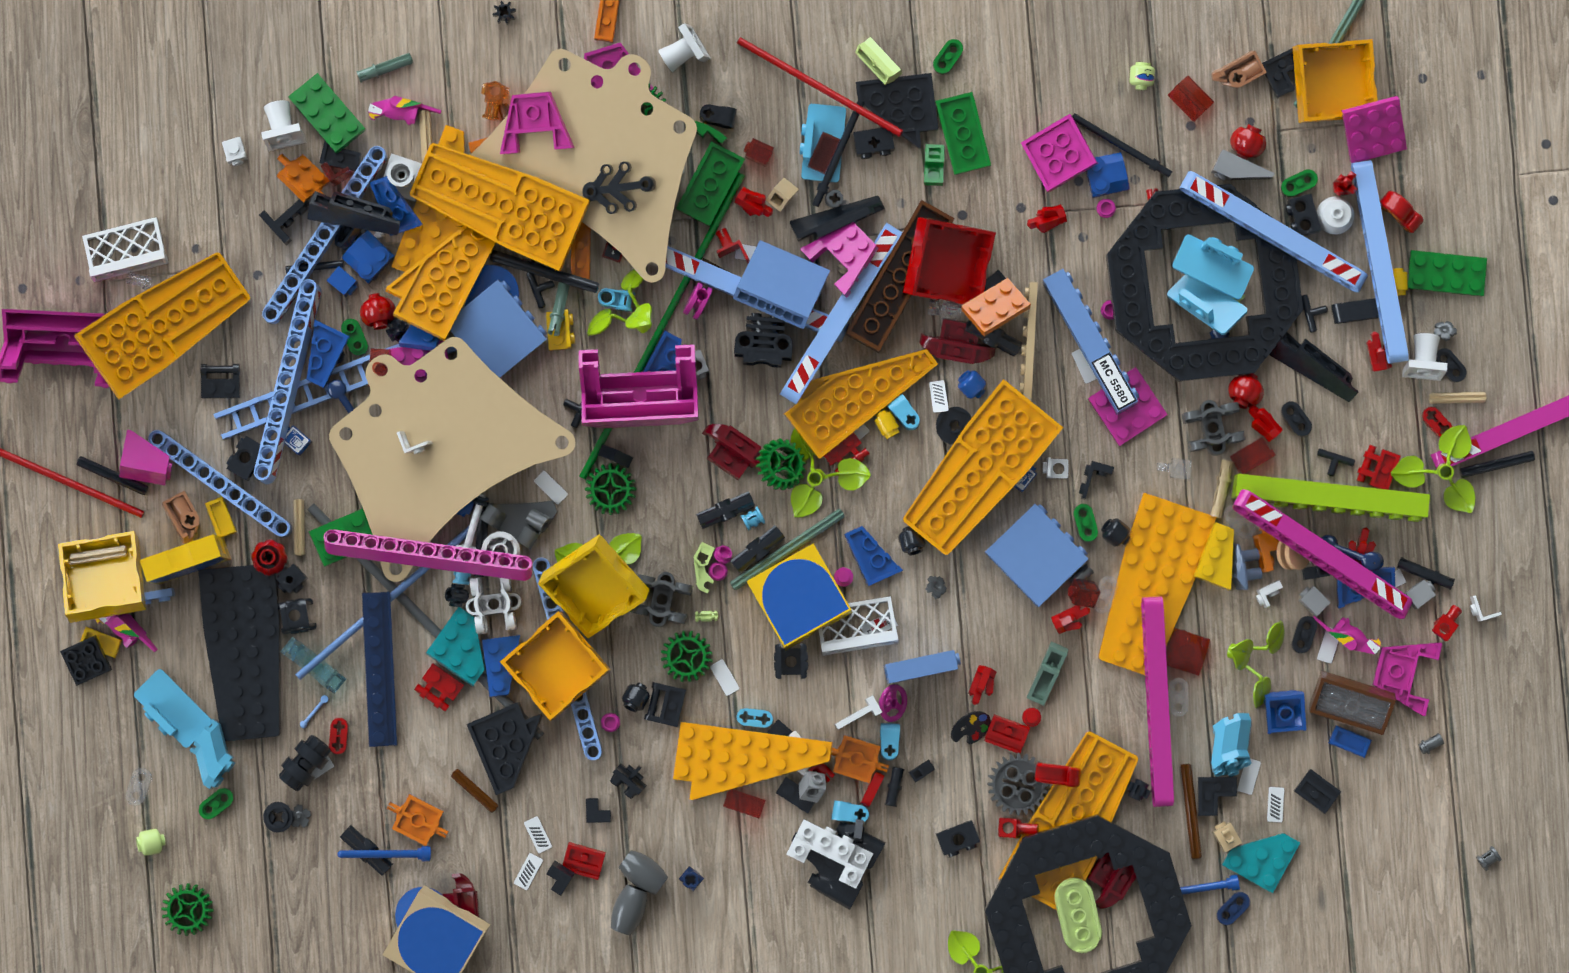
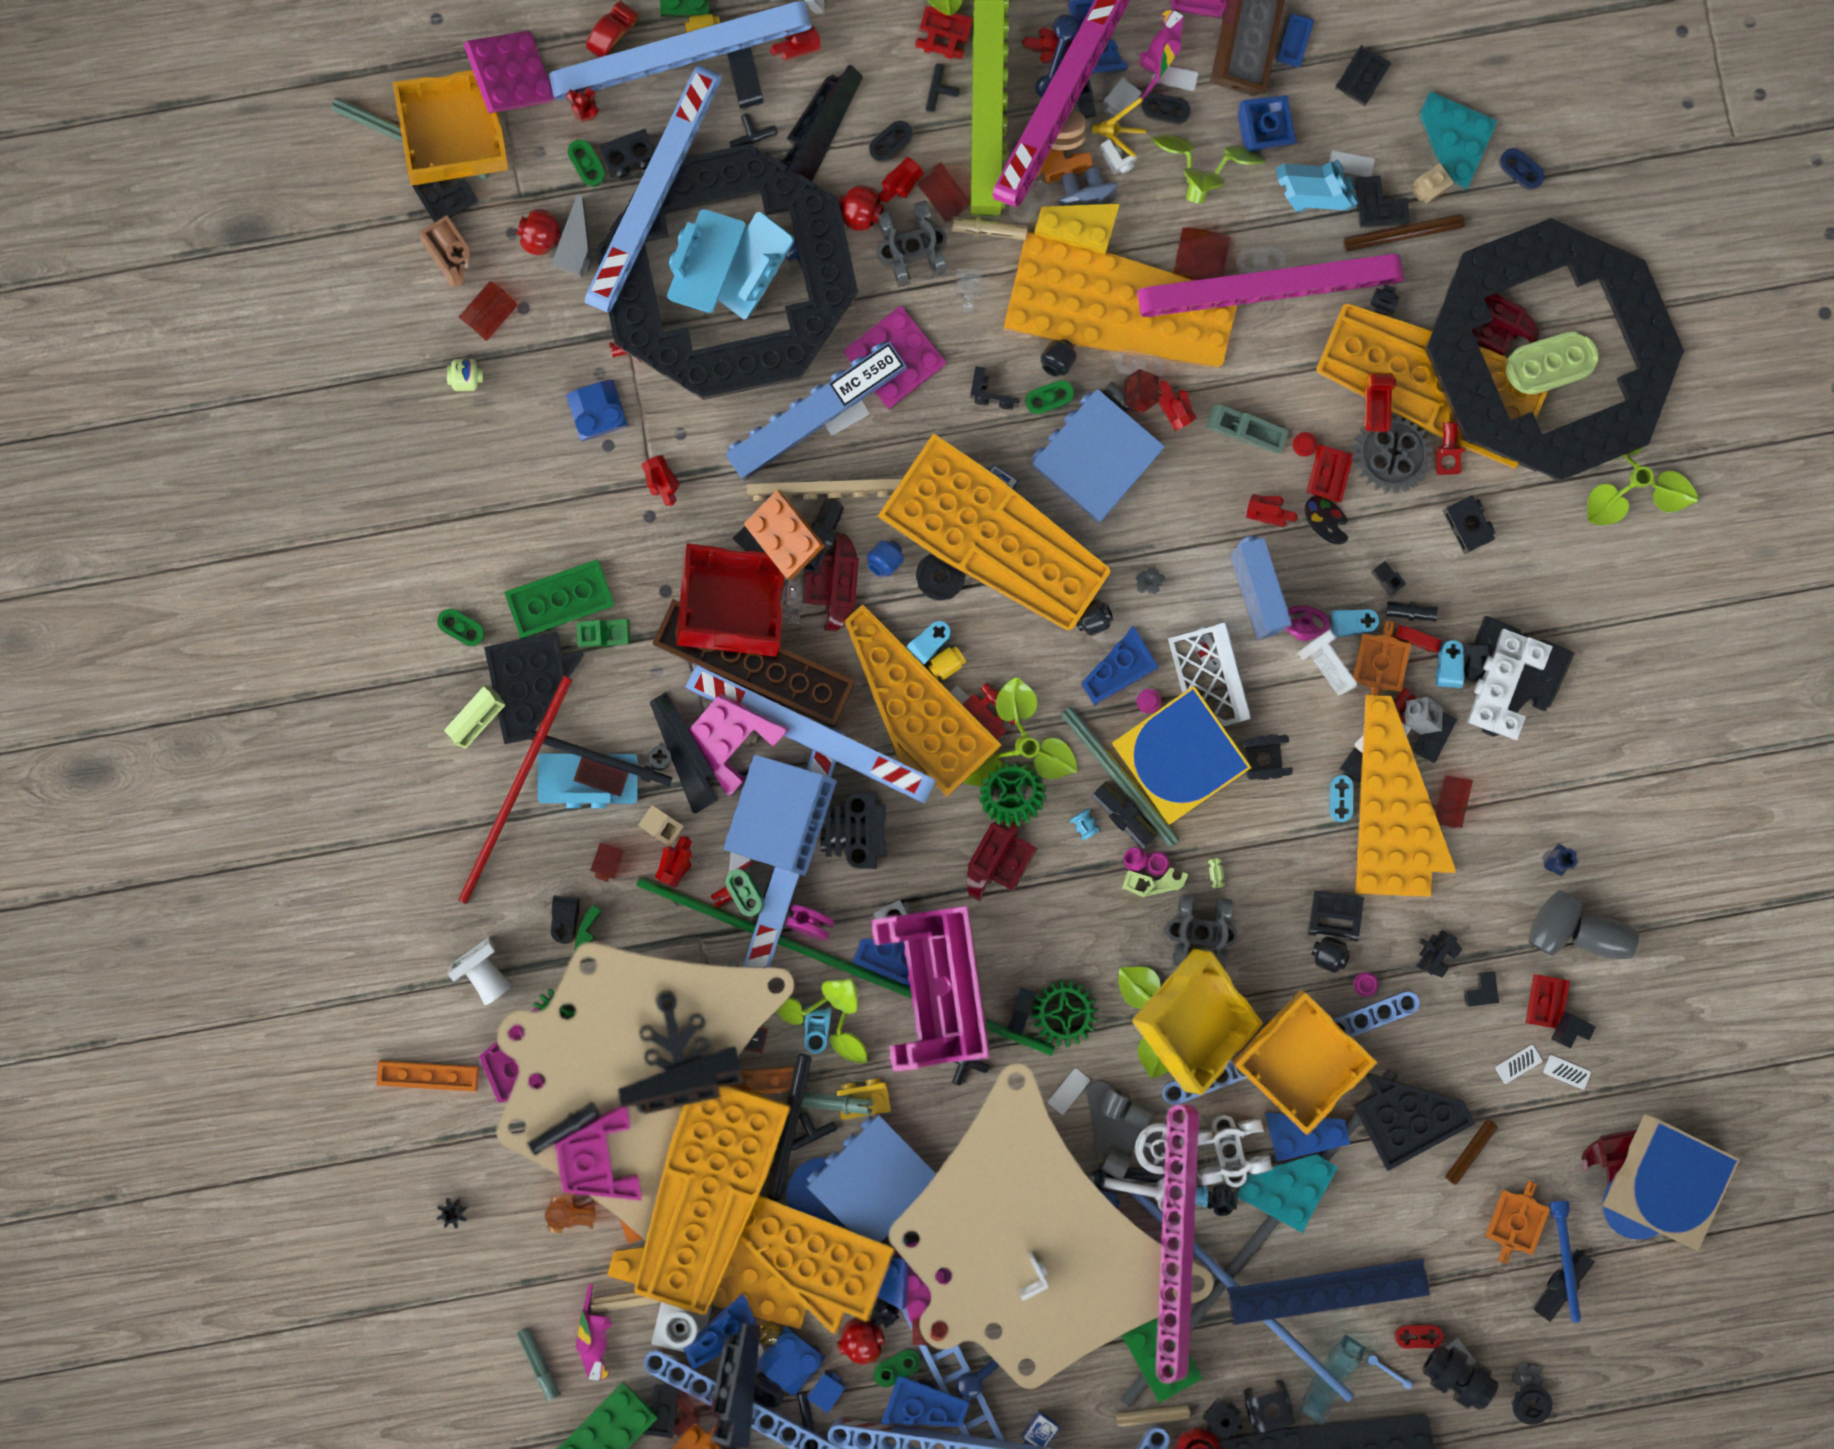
camera: 100 degrees left, 0 degrees up
(390, 242) = (769, 1333): none -> clear yellow plate
(442, 682) = (1335, 1208): red plate -> none
(561, 103) = (559, 1131): none -> black pin
(584, 193) = (684, 1084): none -> black wedge
(702, 649) = (1265, 883): green gear -> none
(710, 184) = (654, 920): green plate -> none
(724, 252) = (743, 893): none -> green plate
(724, 677) = (1292, 842): white sticker -> none
(725, 510) = (1077, 861): black piece -> none
(863, 139) = (577, 727): black brick -> none
(938, 396) = (904, 599): white sticker -> none
(1048, 468) = (986, 451): white bracket -> none
(1059, 153) = (574, 472): dark pink plate -> none
(1106, 208) = (640, 407): dark pink plate -> none
(1106, 310) = (772, 393): dark pink plate -> none
(1153, 164) = (578, 350): black bar -> none
(1230, 883) = (1490, 174): blue piece -> none
(1275, 804) = (1383, 127): white sticker -> none
(1291, 590) = (1111, 128): none -> yellow plant
(1335, 215) = (623, 113): white cone -> none

